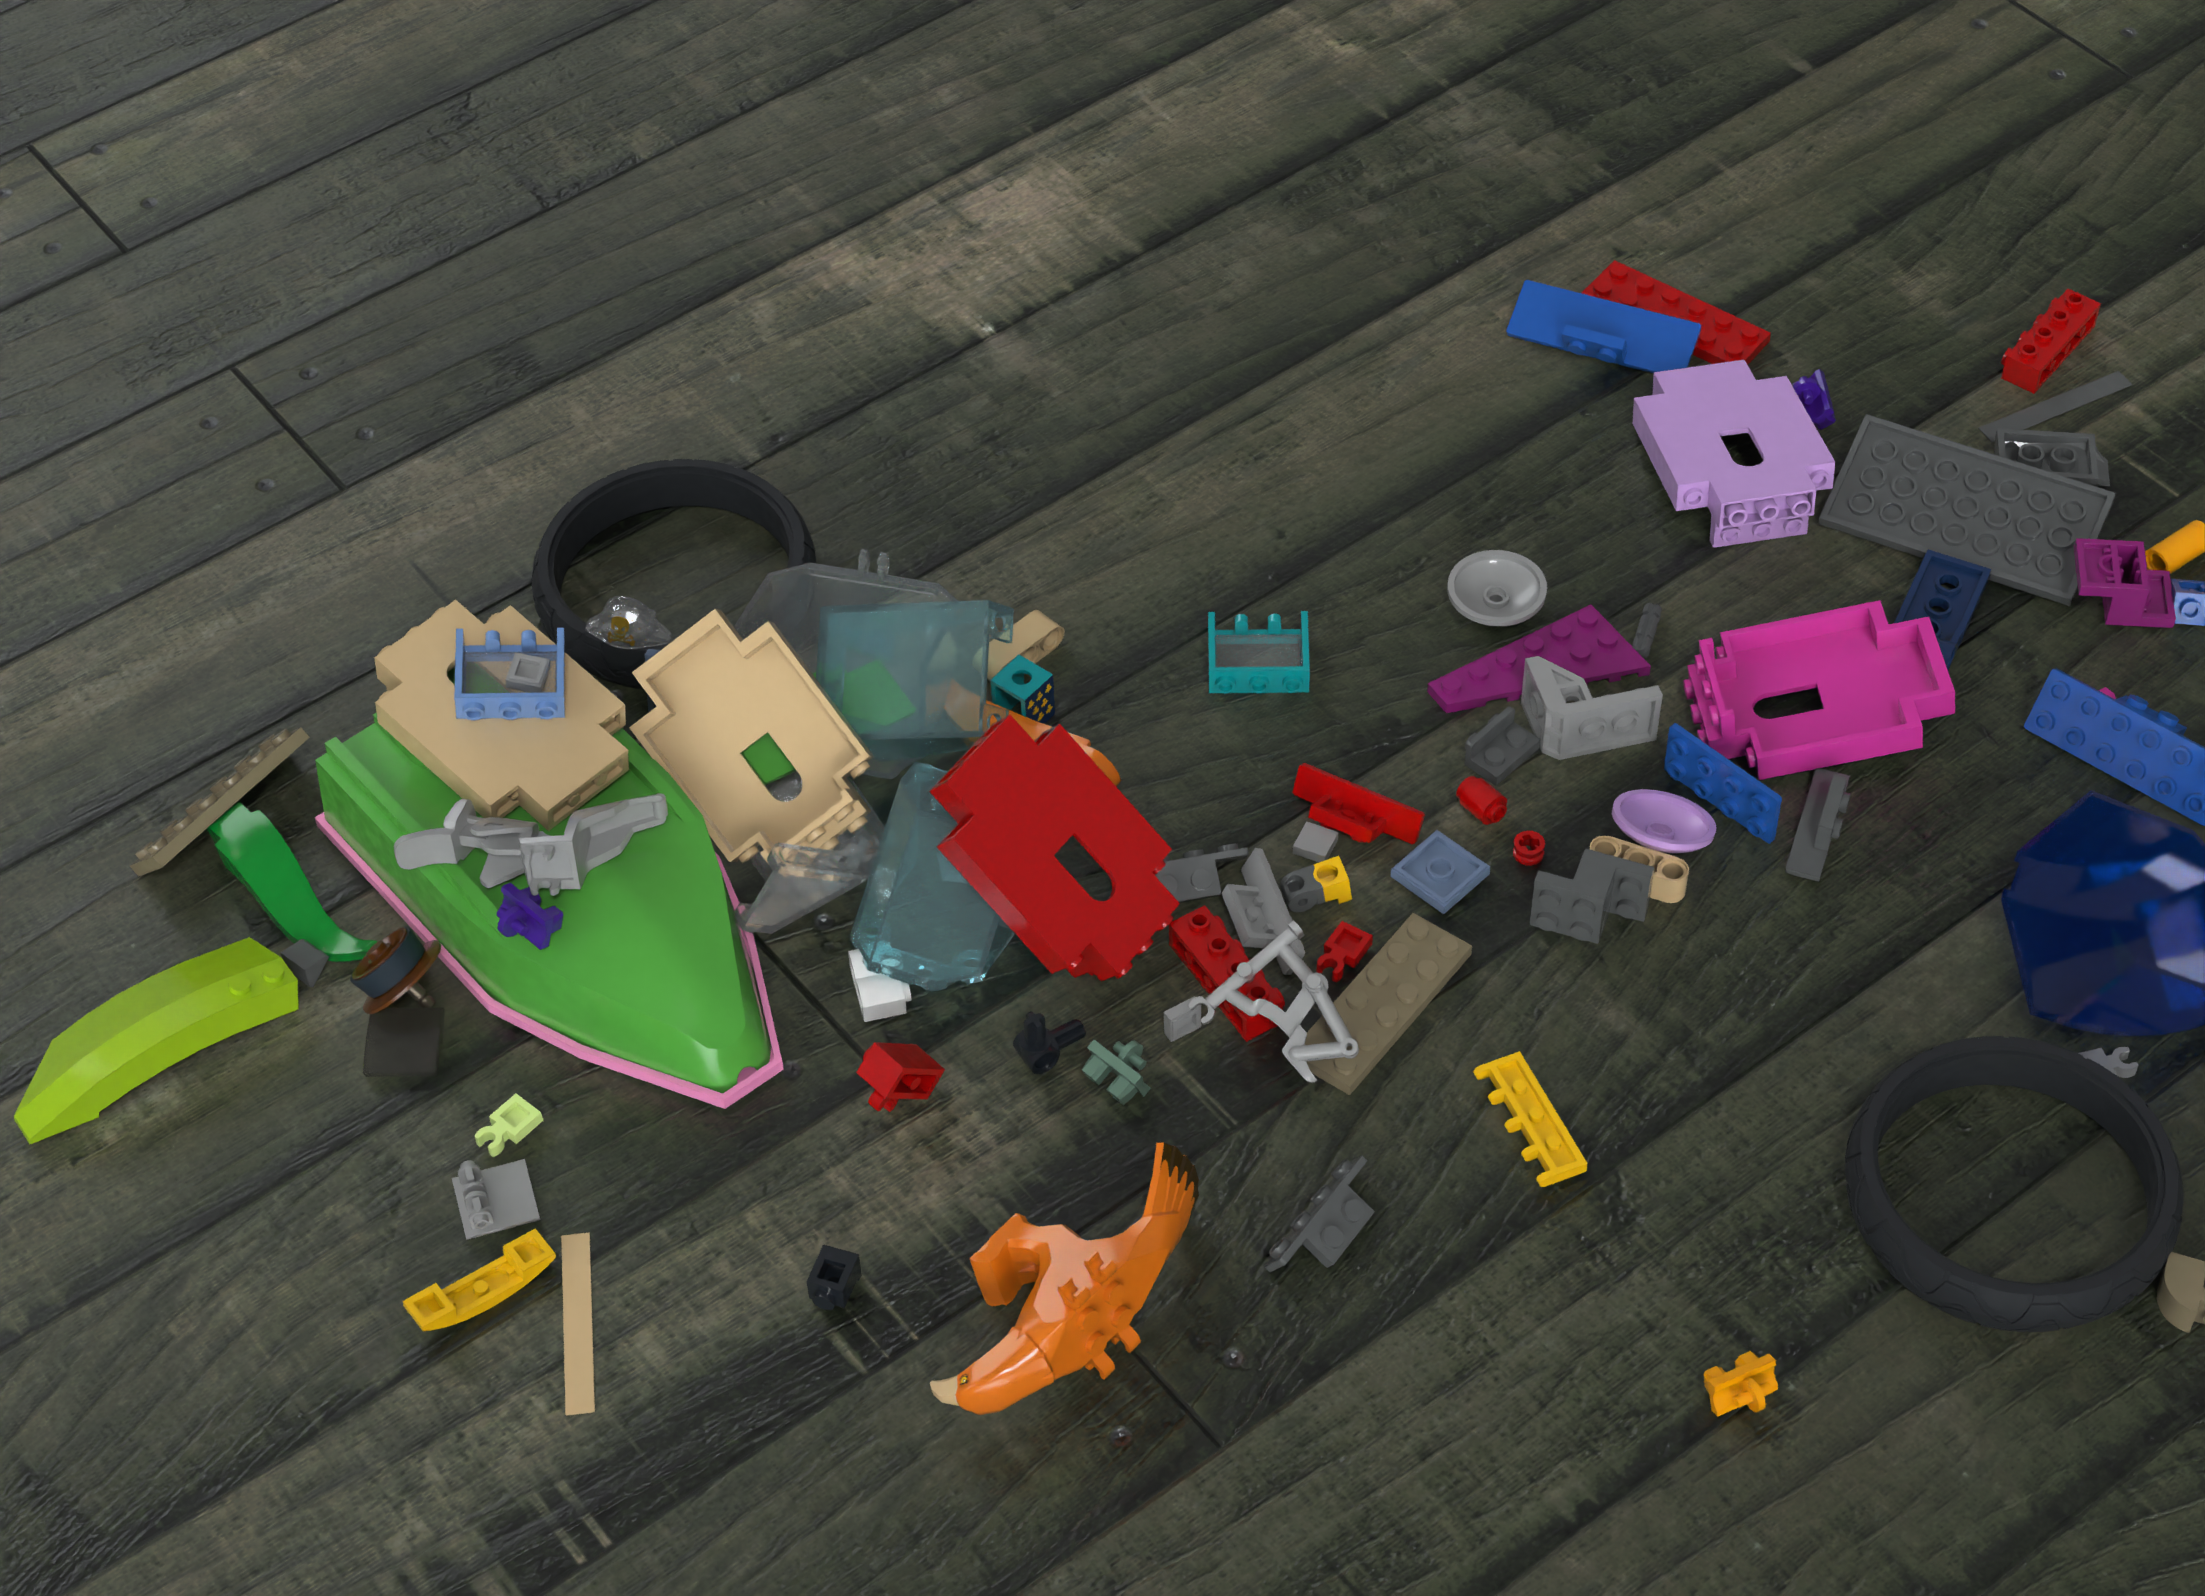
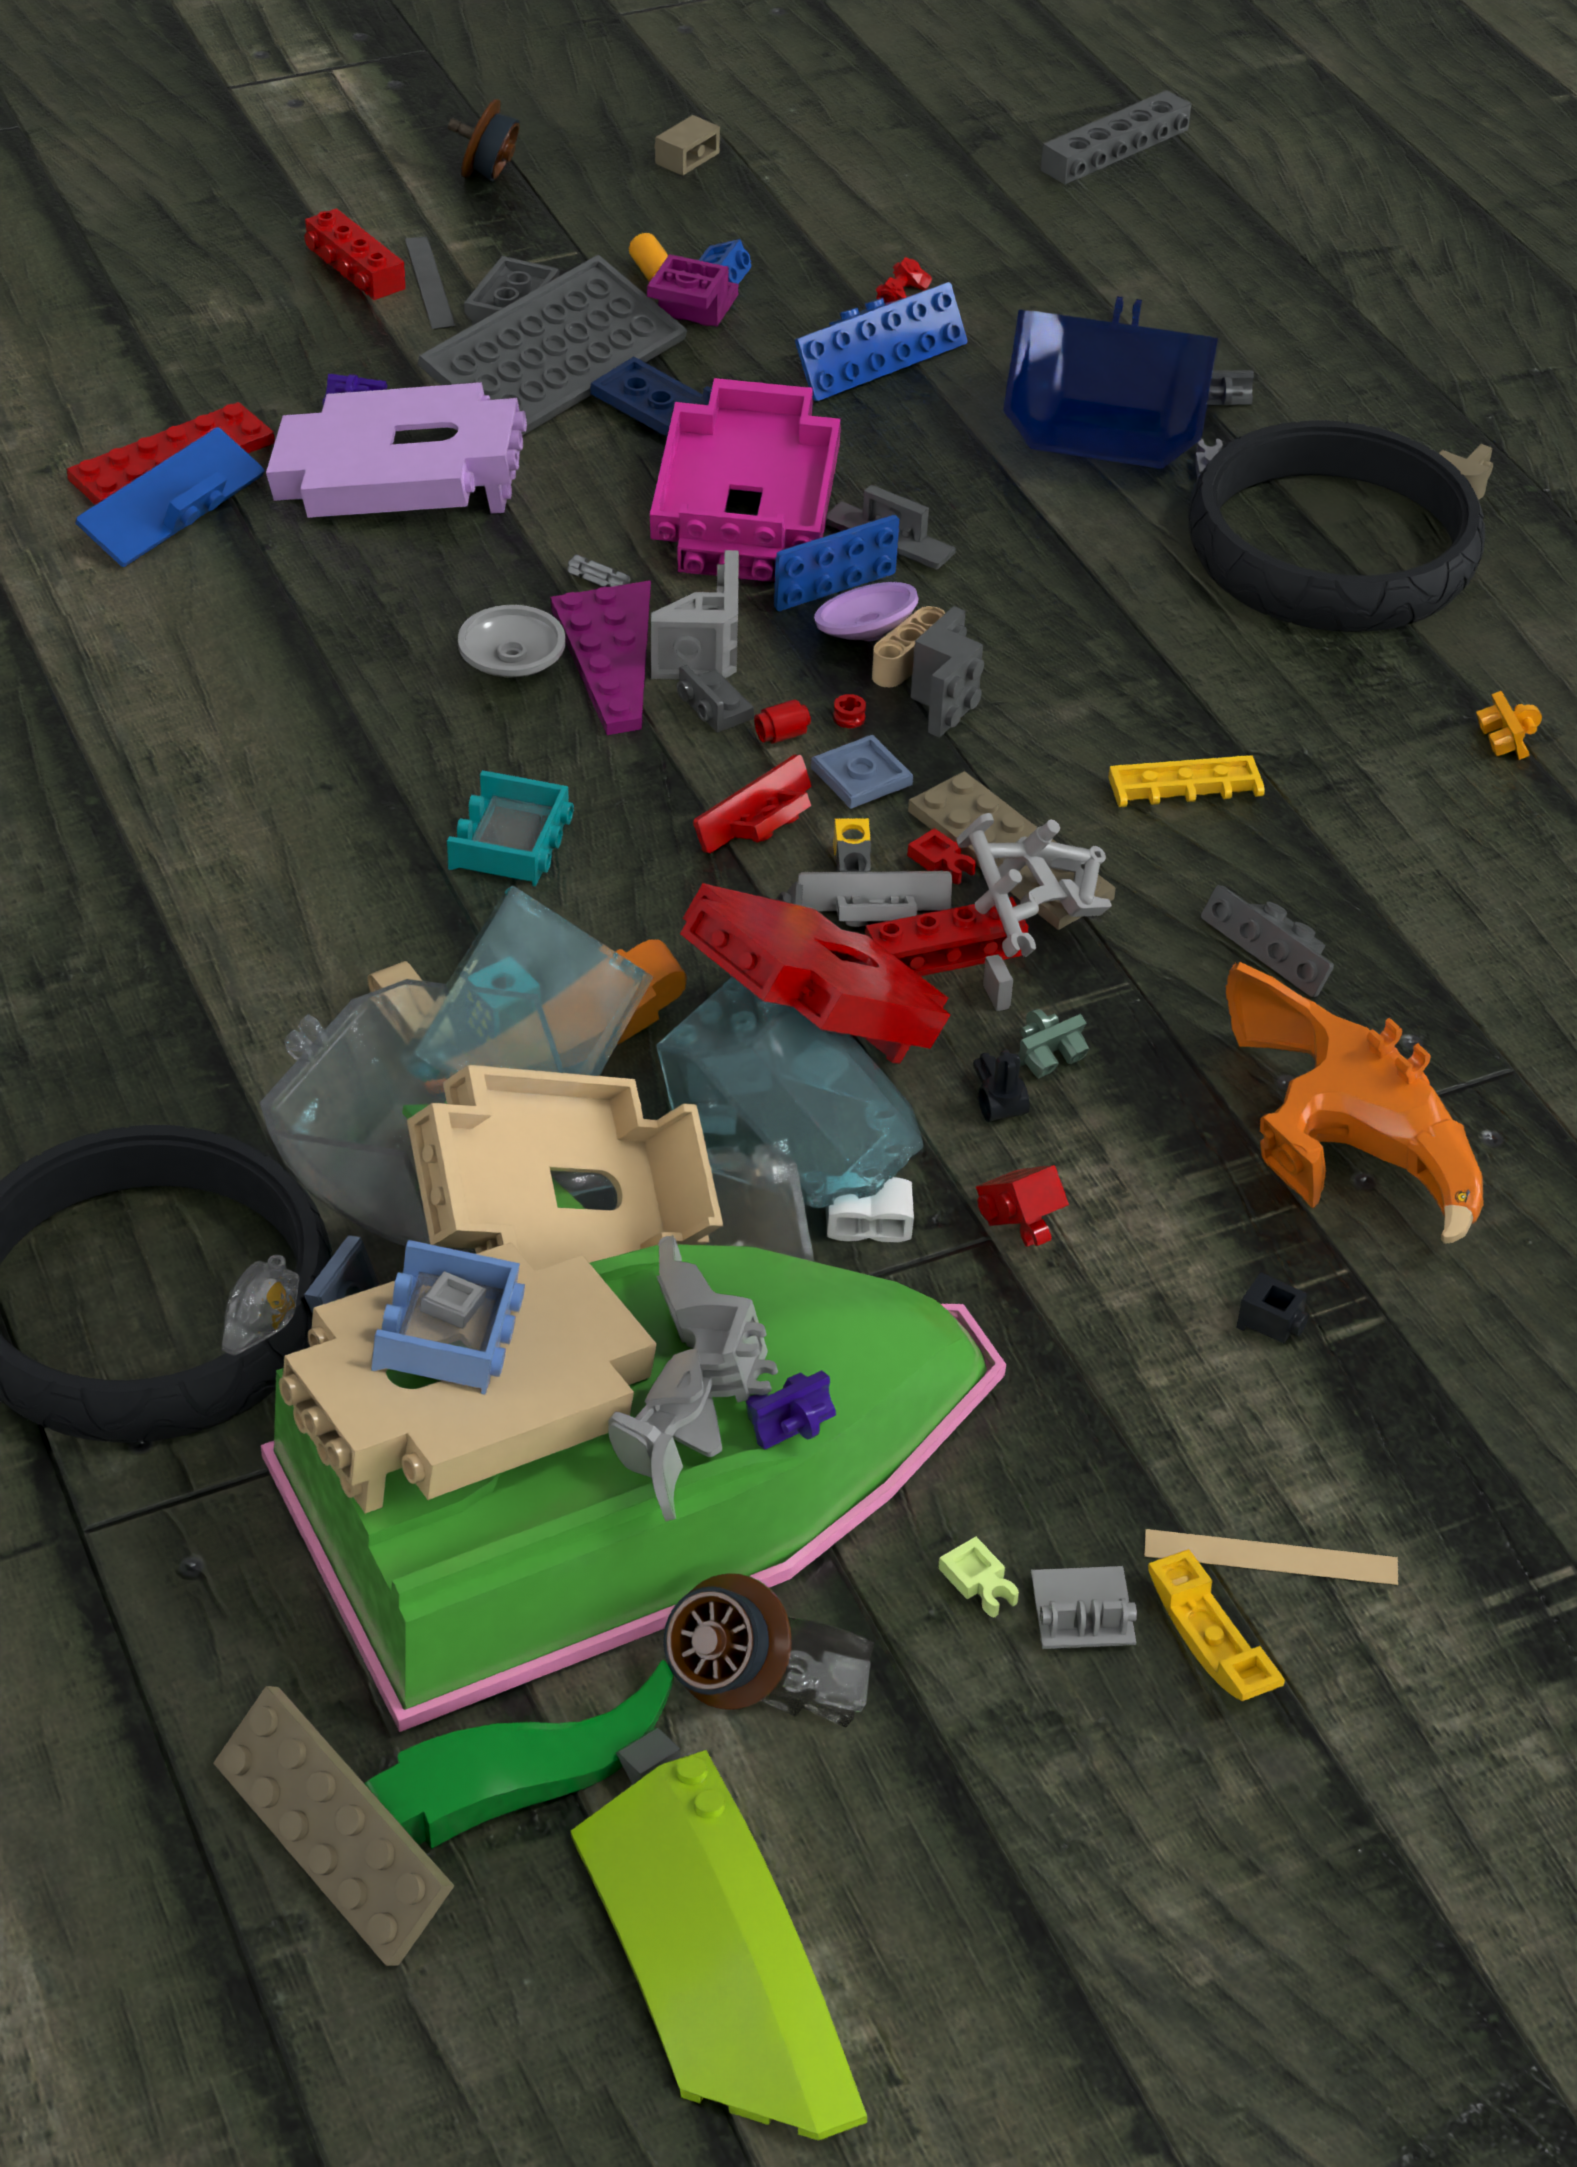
camera: 80 degrees left, 5 degrees down
(386, 1049) = (836, 1678): none -> clear plate
(1315, 842) = (786, 848): light grey tile -> none

